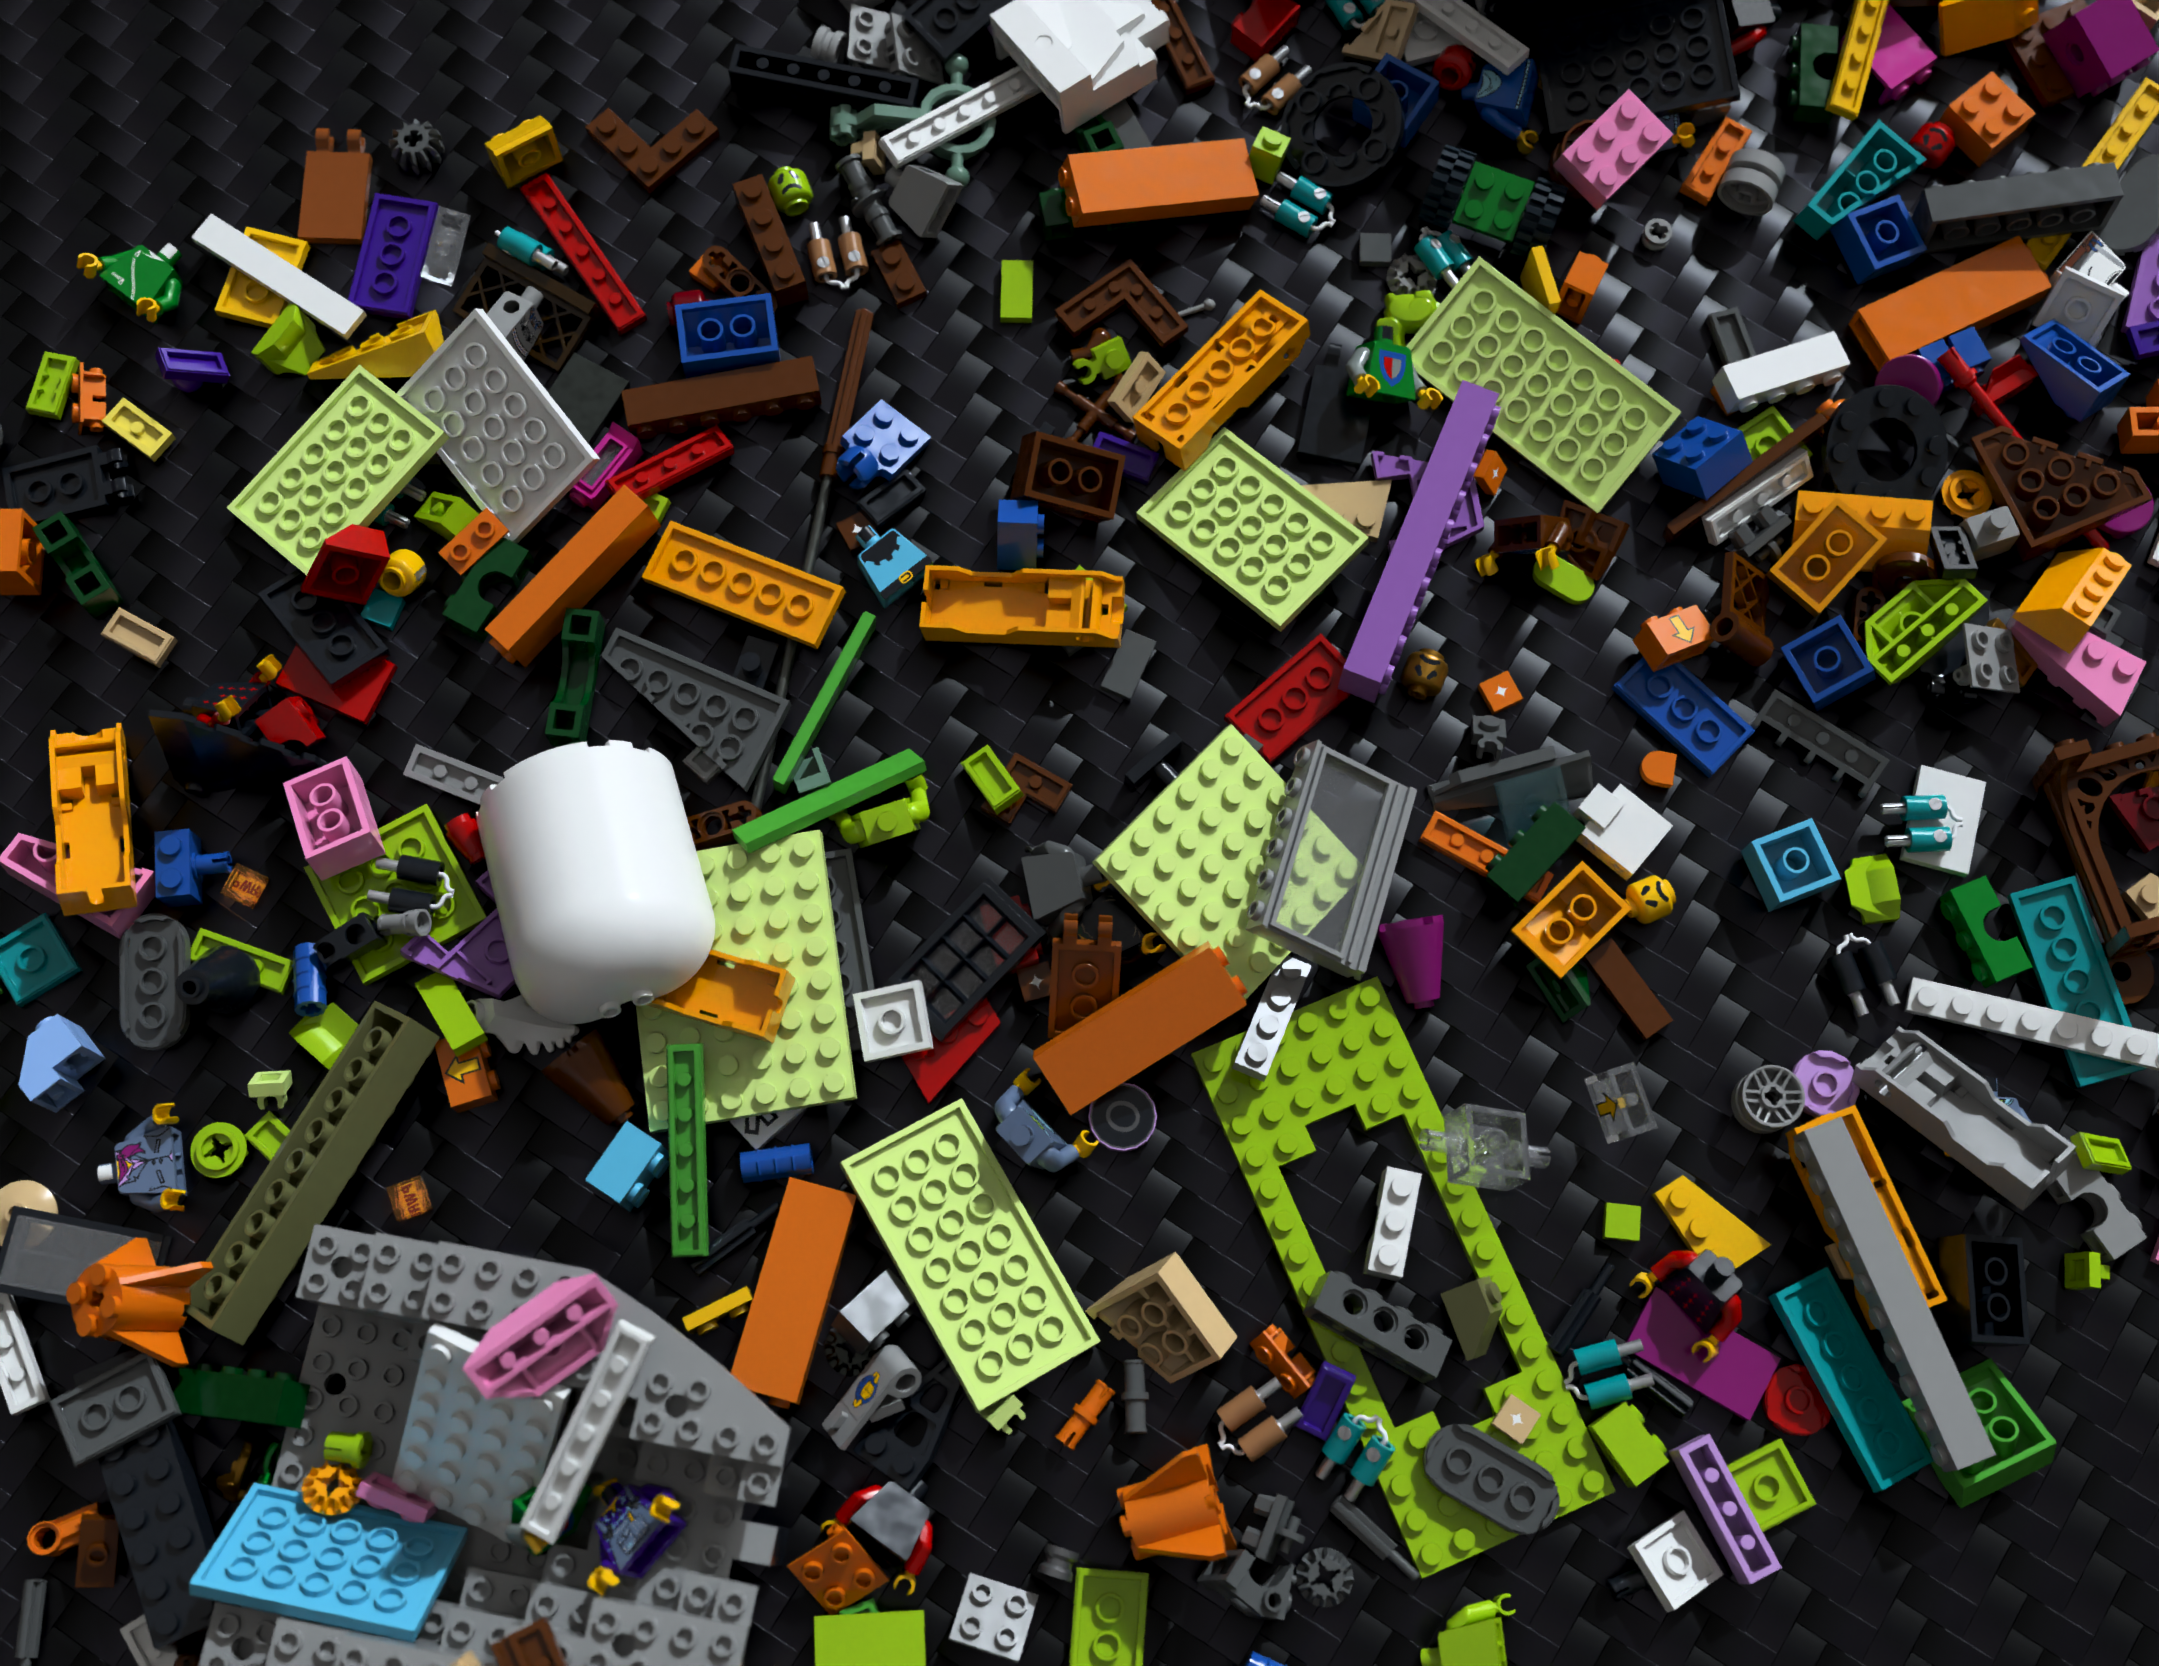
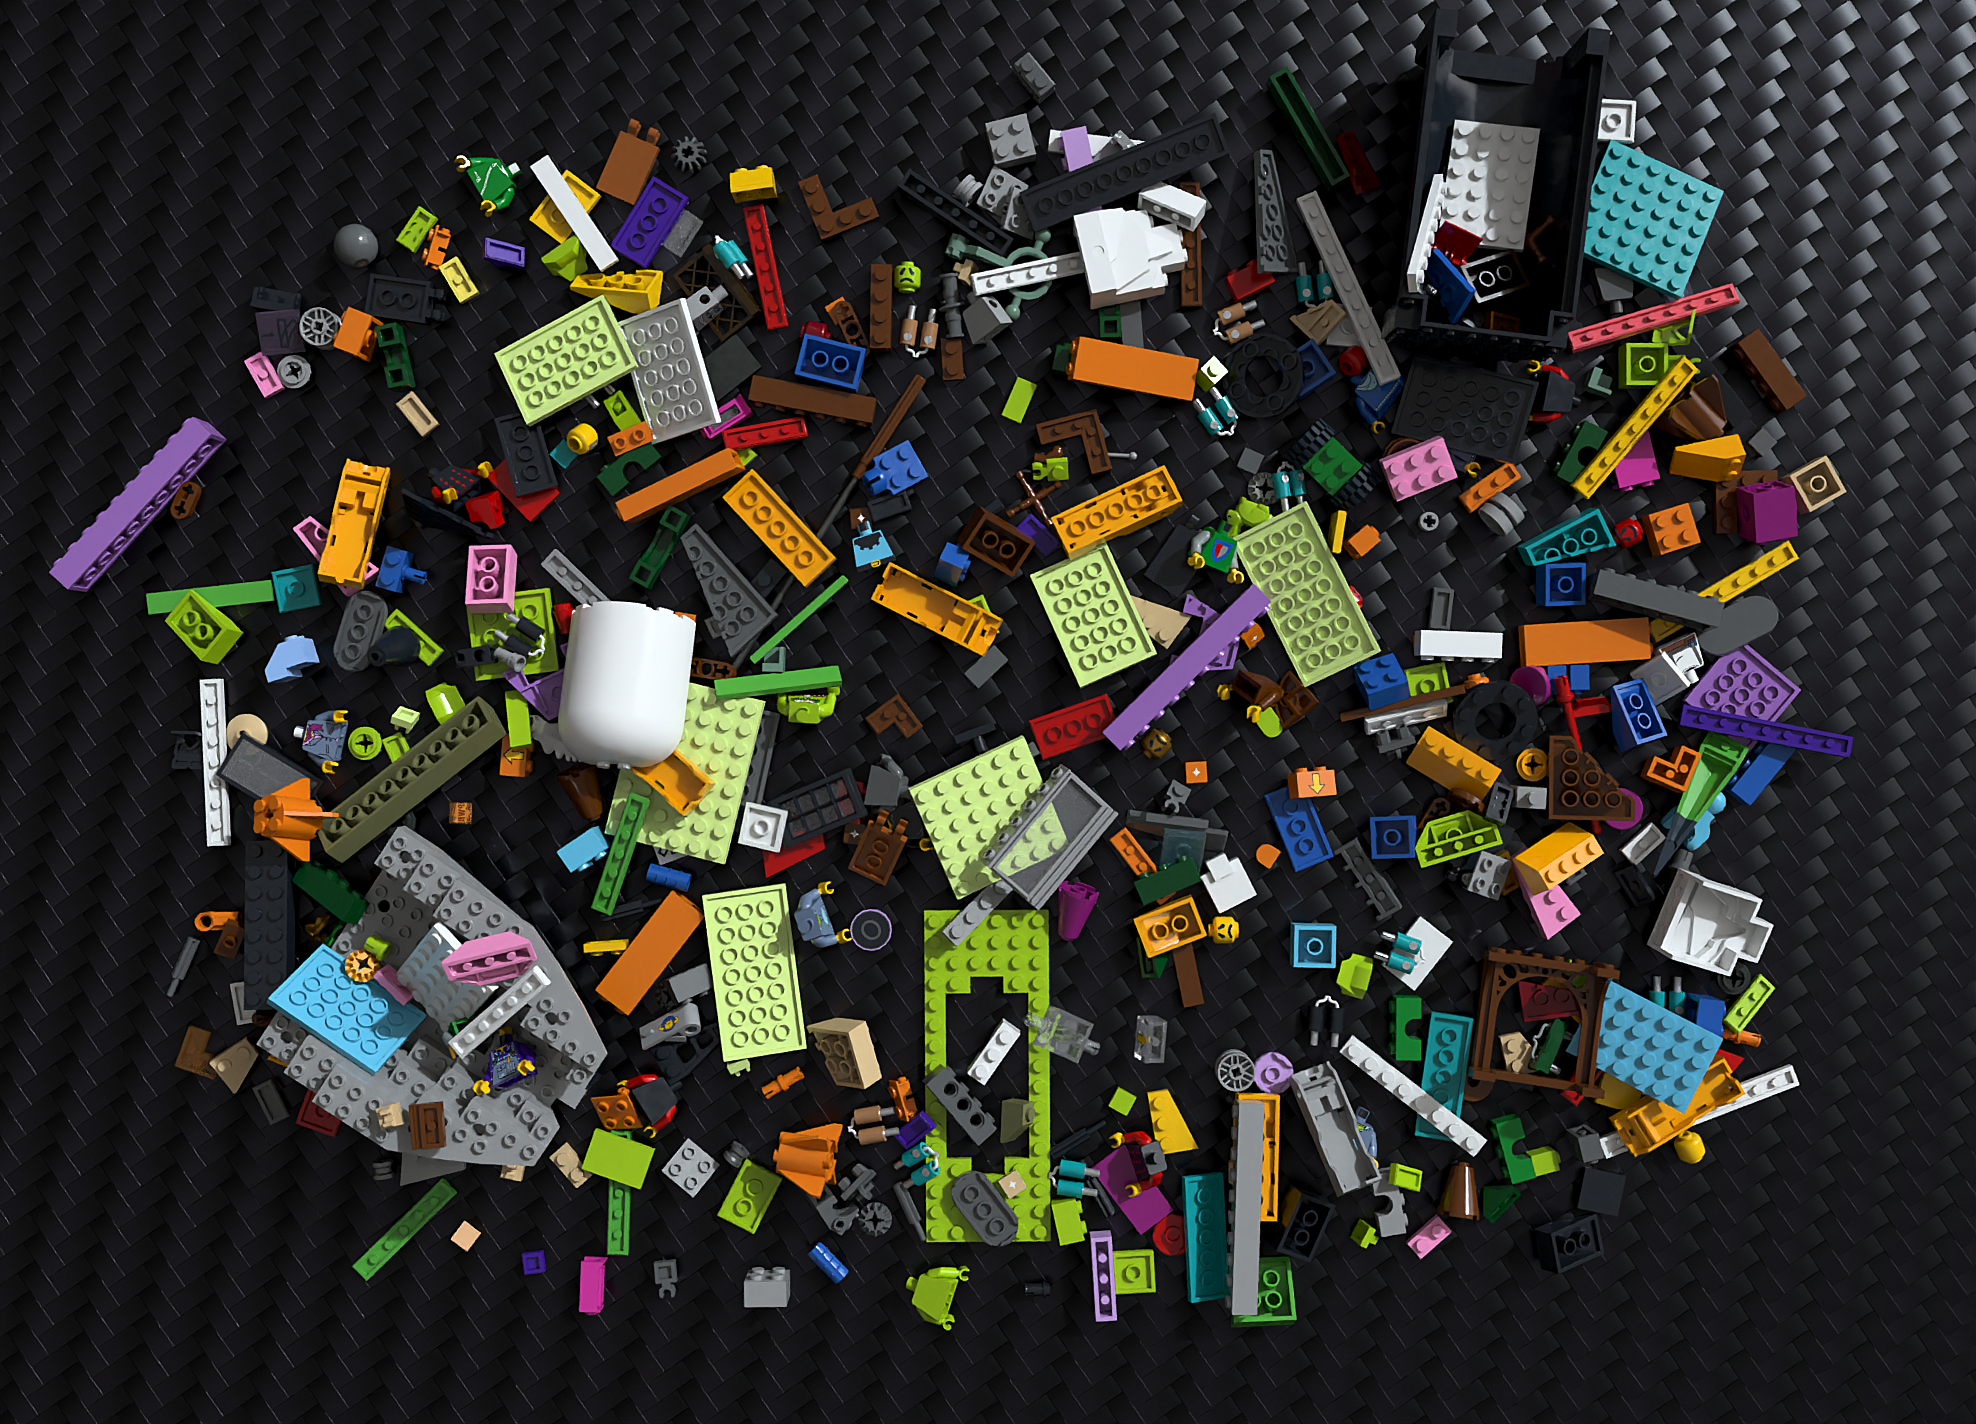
camera: 30 degrees right, 15 degrees up
(114, 1408) = (261, 872): dark grey tile -> none
(244, 885) = (429, 593): clear orange tile -> none
(308, 981) = (445, 668): blue axle -> none
(348, 565) = (553, 426): red slope -> none
(992, 779) = (877, 705): lime tile -> none
(1134, 1396) = (813, 1084): dark grey pin -> none
(1136, 386) = (1064, 494): tan plate -> none
(1140, 1027) = (899, 889): orange brick -> none
(1675, 1561) = (1064, 1290): white tile -> none
(1737, 628) = (1350, 796): reddish brown piece -> none
(1826, 557) = (1423, 774): light orange slope -> none

